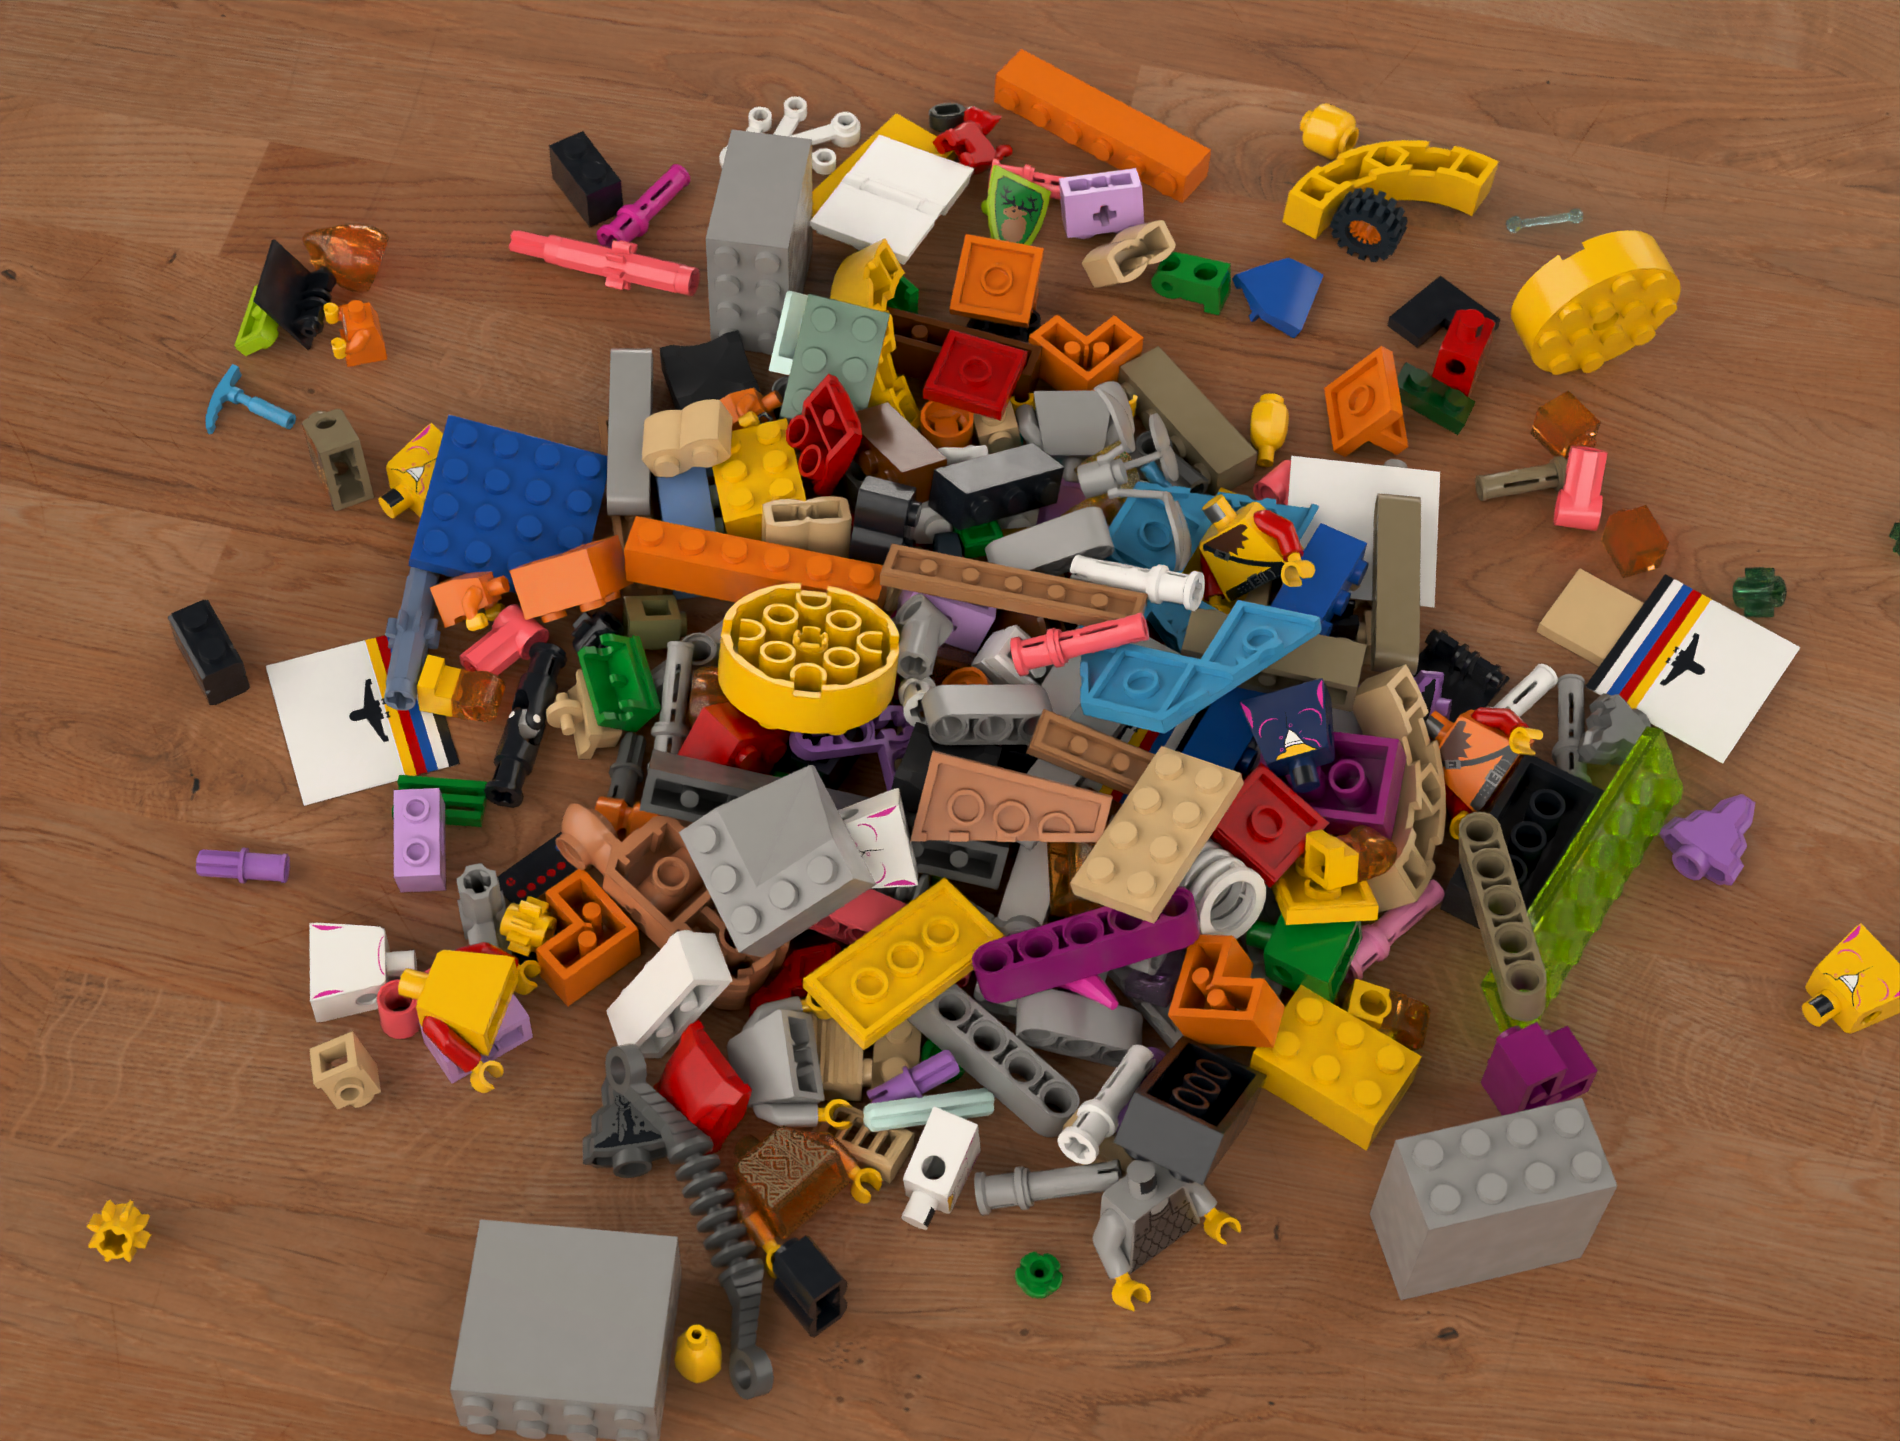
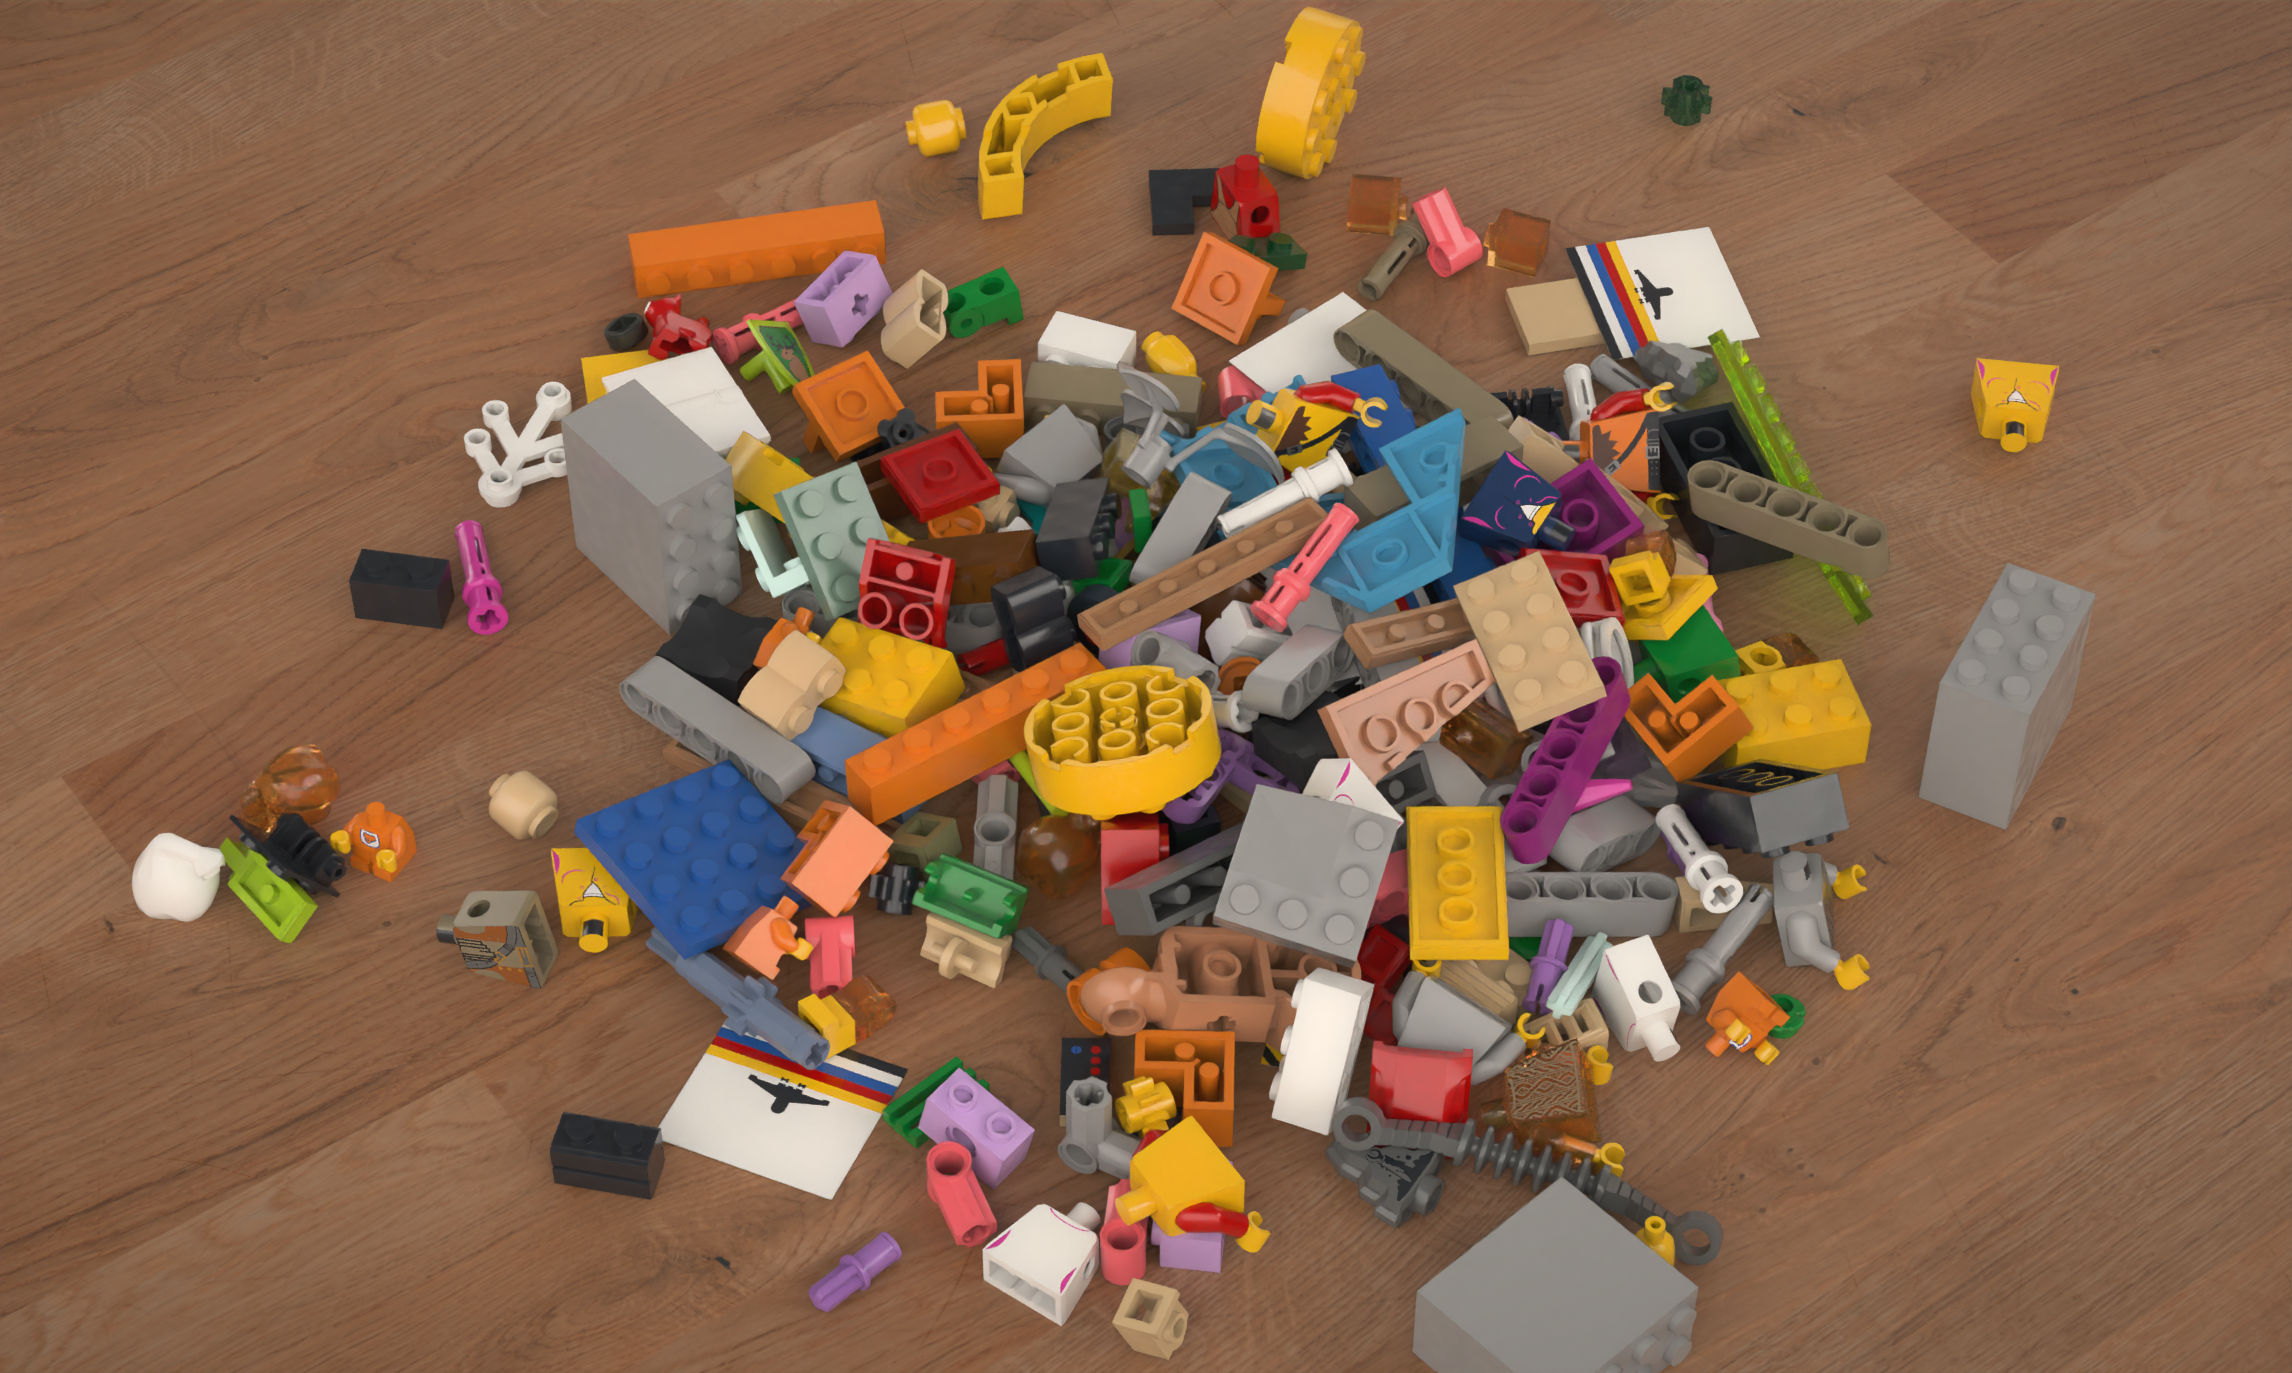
camera: 45 degrees left, 10 degrees down
(225, 257) = (176, 878): none -> white piece
(228, 391) = (361, 966): dark azure piece -> none
(360, 876) = (959, 1194): none -> coral piece
(466, 381) = (523, 805): none -> tan head
(527, 720) = (942, 1009): black piece -> none
(618, 263) = (522, 628): coral piece -> none
(666, 732) = (1049, 899): light grey pin -> none
(809, 1285) = (1664, 1144): black brick -> none
(811, 525) = (978, 663): tan brick -> none
(1000, 1250) = (1743, 1018): none -> orange piece
(1011, 318) = (889, 429): none -> black plate
(1052, 507) = (1140, 518): none -> green tile
(1218, 369) = (1086, 343): none -> white brick
(1280, 293) = (1055, 266): blue slope -> none
(1369, 224) = (1058, 185): black bush -> none
(1515, 223) = (1180, 63): clear light blue hinge -> none
(1536, 1069) = (1910, 618): magenta brick -> none
(1711, 840) = (1816, 392): medium lavender rock -> none
(1759, 592) = (1640, 211): clear green gear -> none

